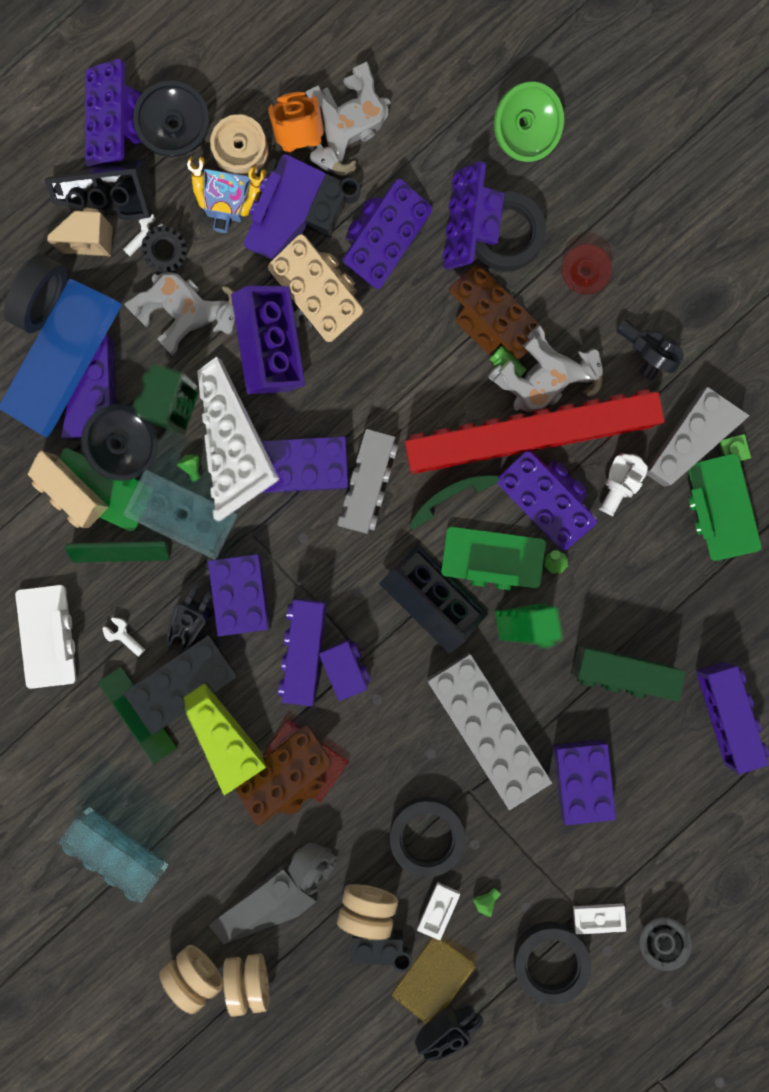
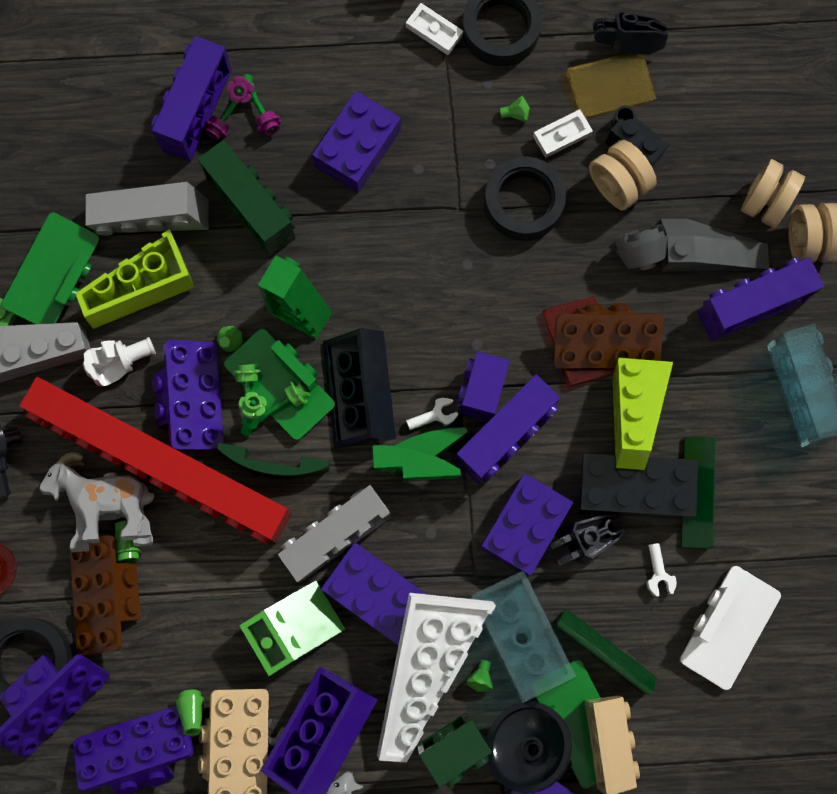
camera: 140 degrees left, 10 degrees down
(194, 898) = (759, 298): none -> dark purple brick
(344, 396) = (292, 628): none -> slope
(350, 573) = (413, 463): none -> green slope
(355, 591) = (434, 442): none -> green slope
(366, 622) = (434, 415): none -> white bar
(369, 288) = (190, 710): none -> bright green cone
(489, 731) = (401, 244): light grey brick -> none
(494, 524) = (254, 406): none -> bright green plant
(653, 550) = (137, 283): none -> lime wedge
(693, 607) = (147, 209): none -> light grey wedge
(697, 751) = (242, 90): none -> magenta plant

